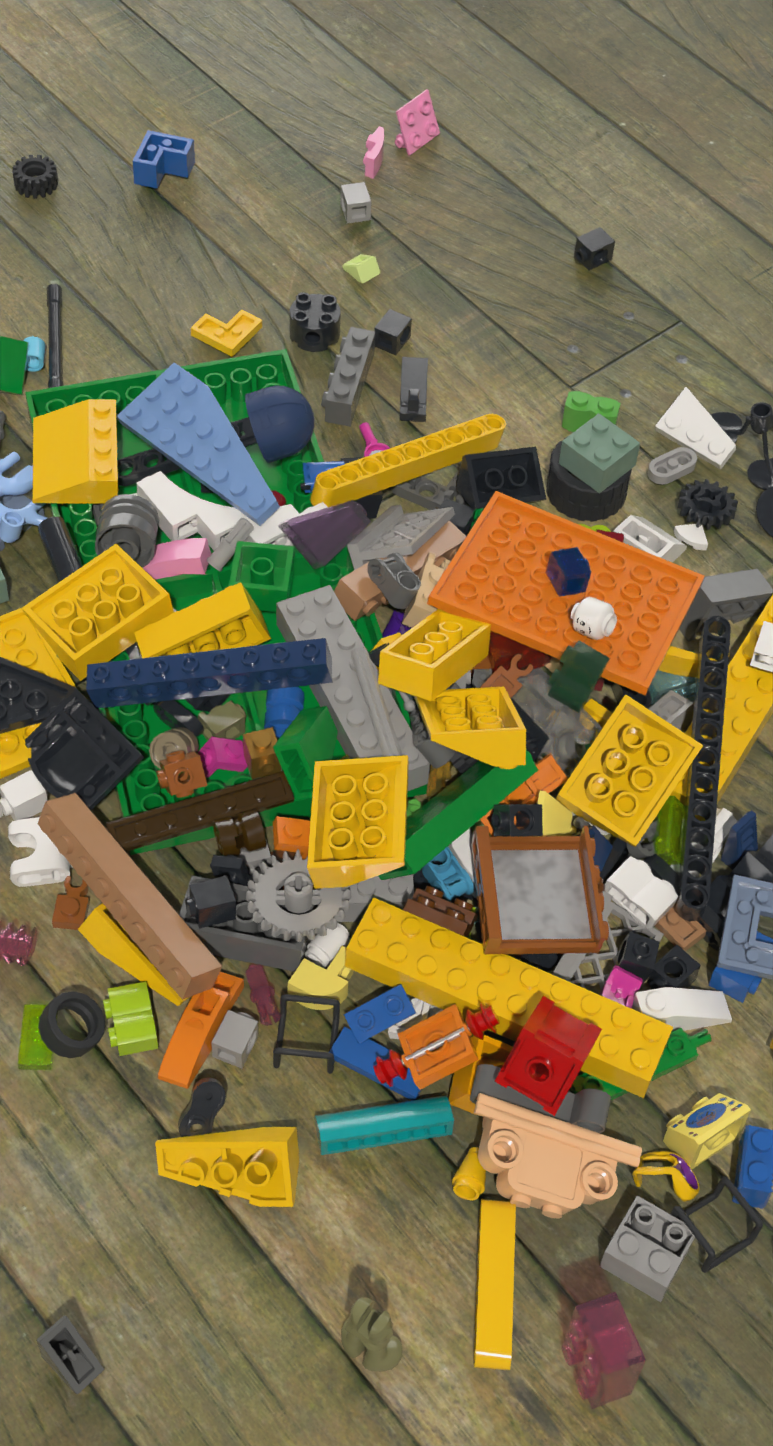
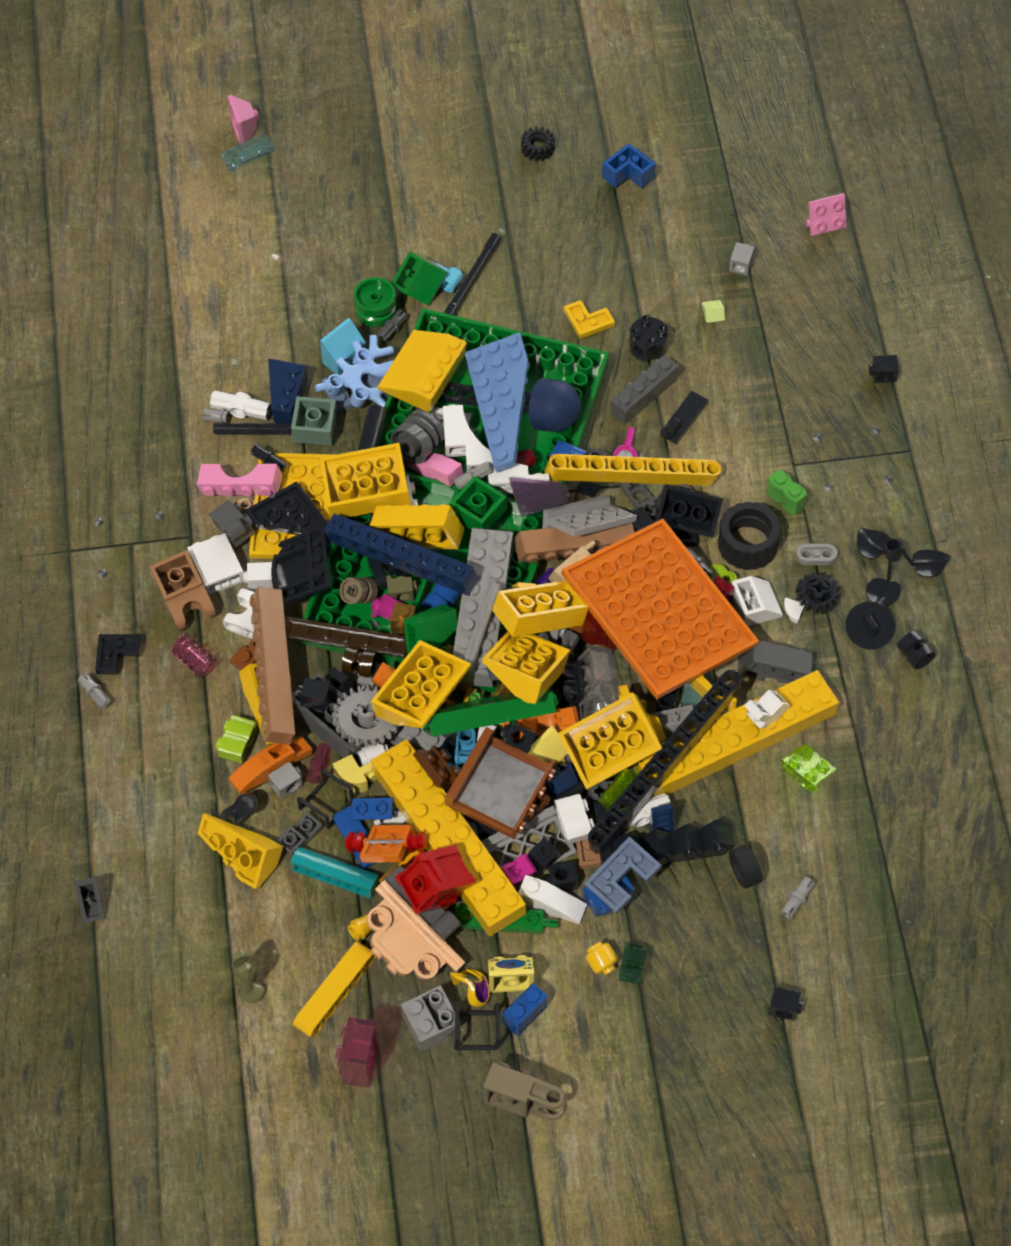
camera: 35 degrees right, 5 degrees up
(32, 1049) = (180, 722): clear neon green plate -> none
(54, 1037) = (213, 716): black tyre -> none
(190, 778) = (347, 608): dark orange brick -> none
(301, 1098) = (300, 833): none -> dark grey slope
(374, 155) = (786, 223): bright pink slope -> none
(392, 332) = (697, 369): black brick -> none
(396, 579) = (554, 544): dark grey piece -> none
(509, 678) = (577, 647): dark orange plate -> none
(568, 571) = (662, 595): clear blue brick -> none
(578, 675) = (619, 666): clear green brick -> none
(593, 618) = (653, 634): white head -> none
(599, 453) = (753, 524): sand green brick -> none
(695, 429) = (852, 538): white wing -> none

